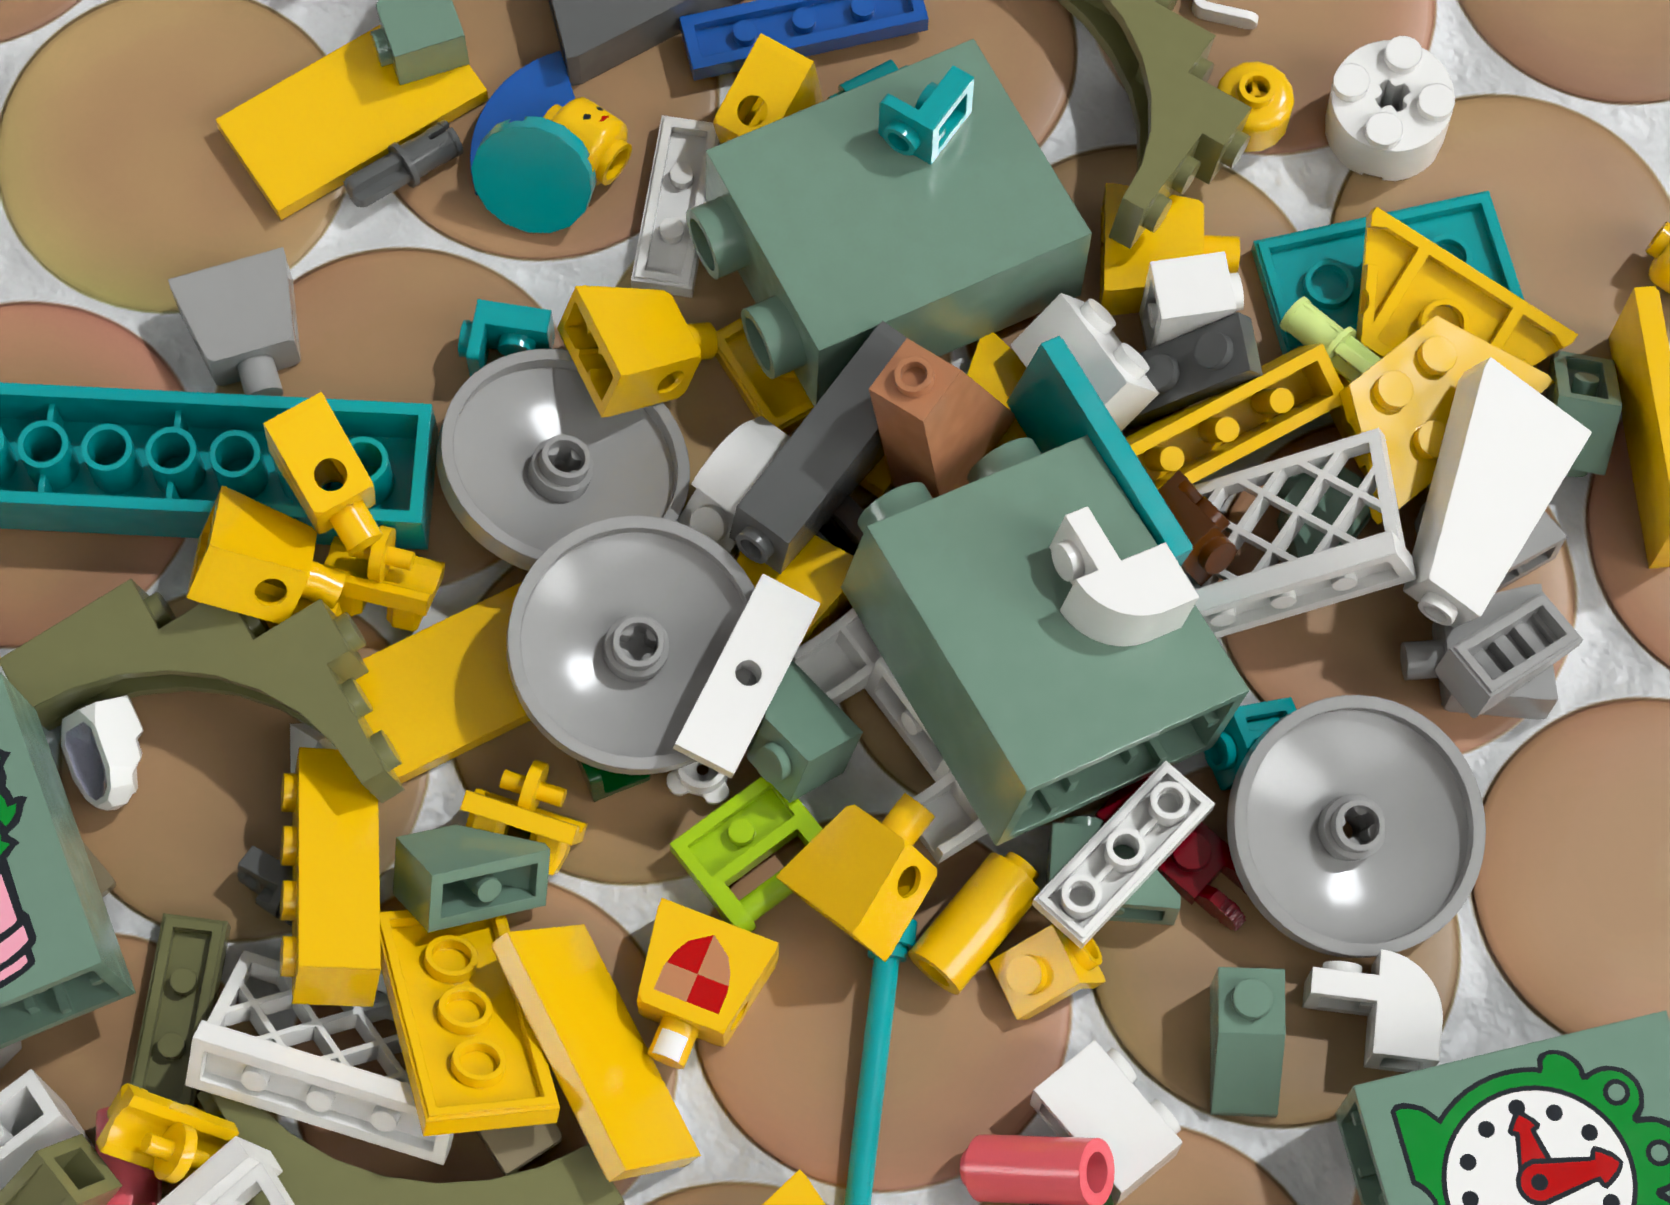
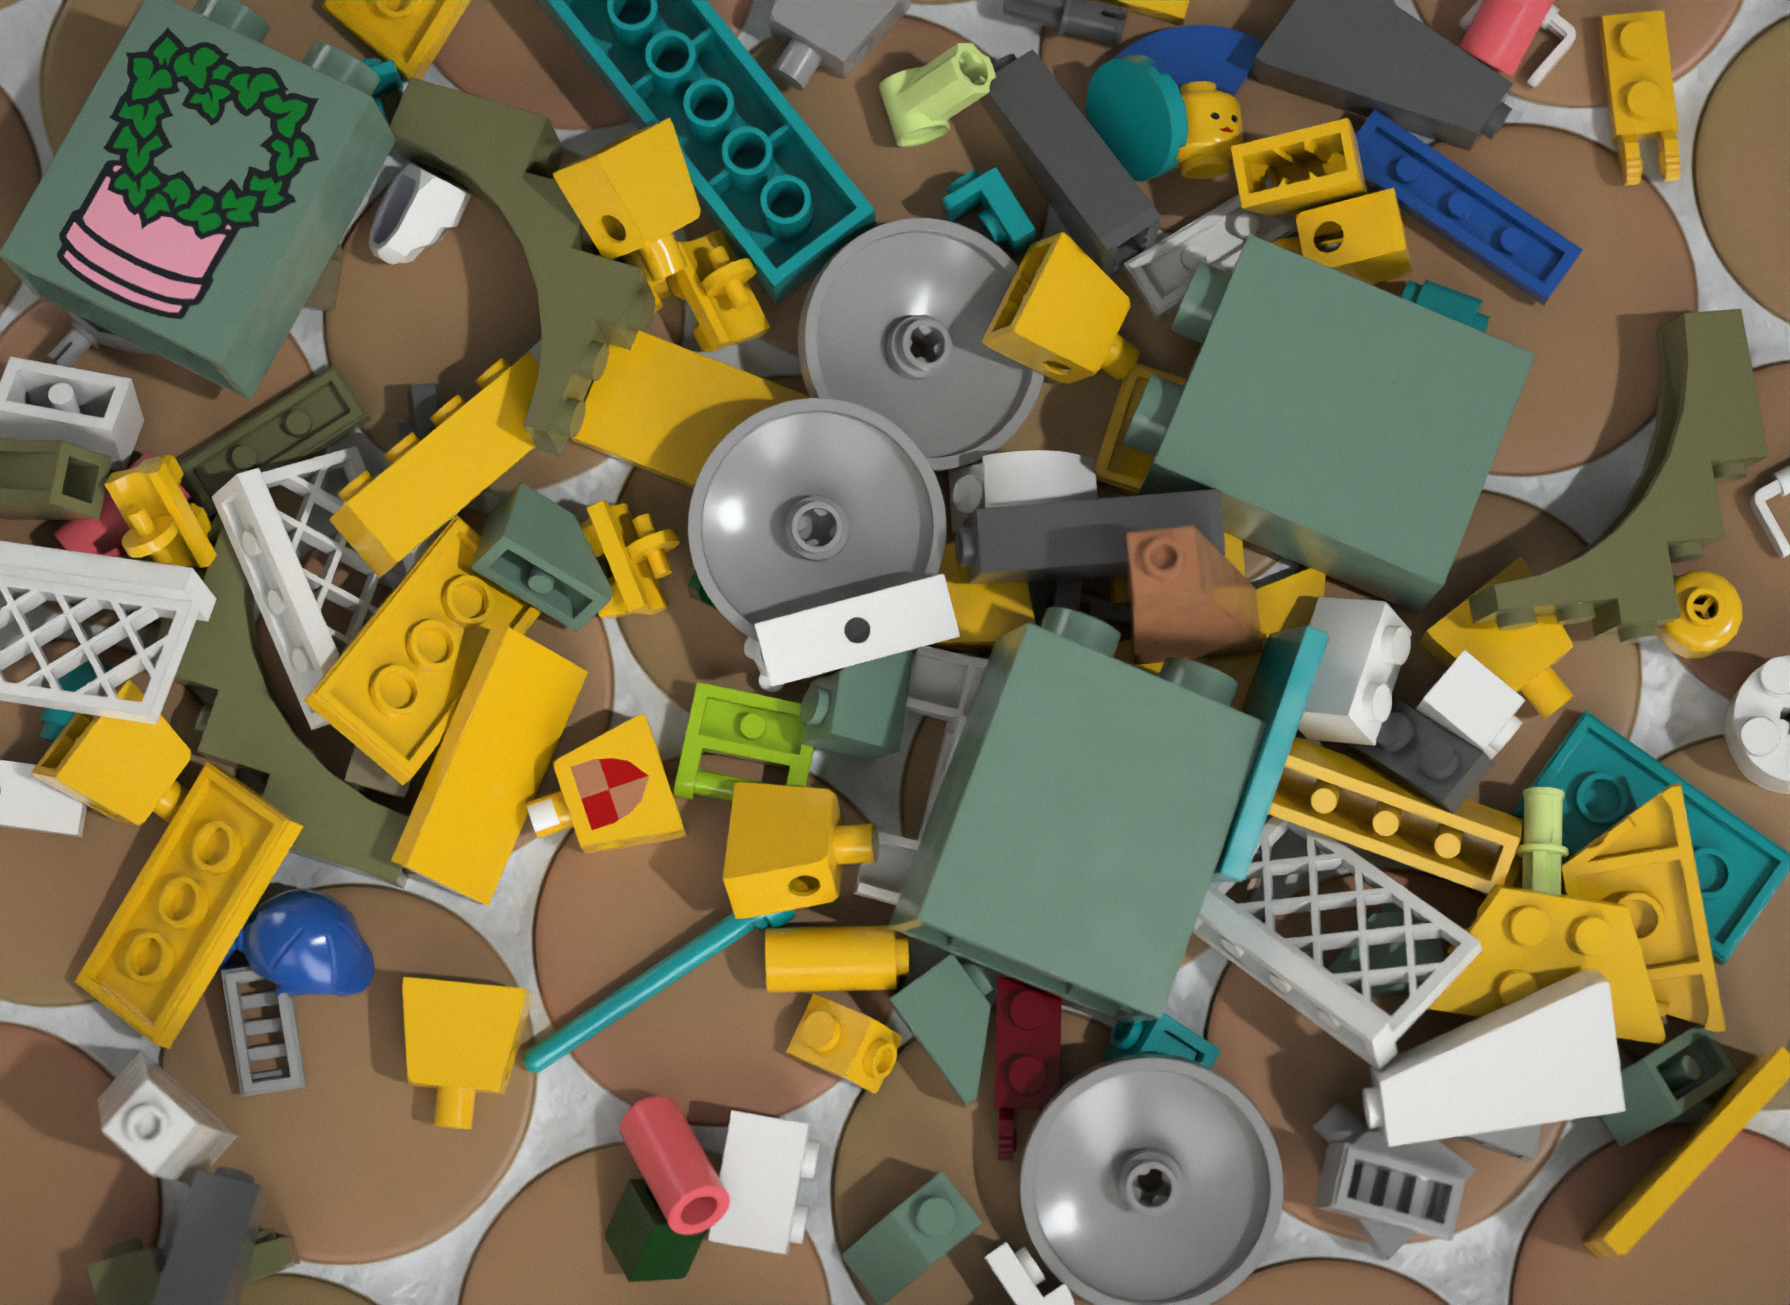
camera: 55 degrees right, 10 degrees up
(313, 452) = (737, 157): yellow torso -> none
(375, 310) = (927, 96): none -> yellowish green piece
(519, 246) = (1070, 163): none -> dark grey slope
(687, 84) = (1305, 169): none -> yellow torso
(933, 121) = (1432, 386): teal bracket -> none
(1101, 882) = (1013, 1027): white tile -> none
(1118, 598) = (1135, 862): white brick -> none
(1202, 526) = (1281, 863): reddish brown brick -> none

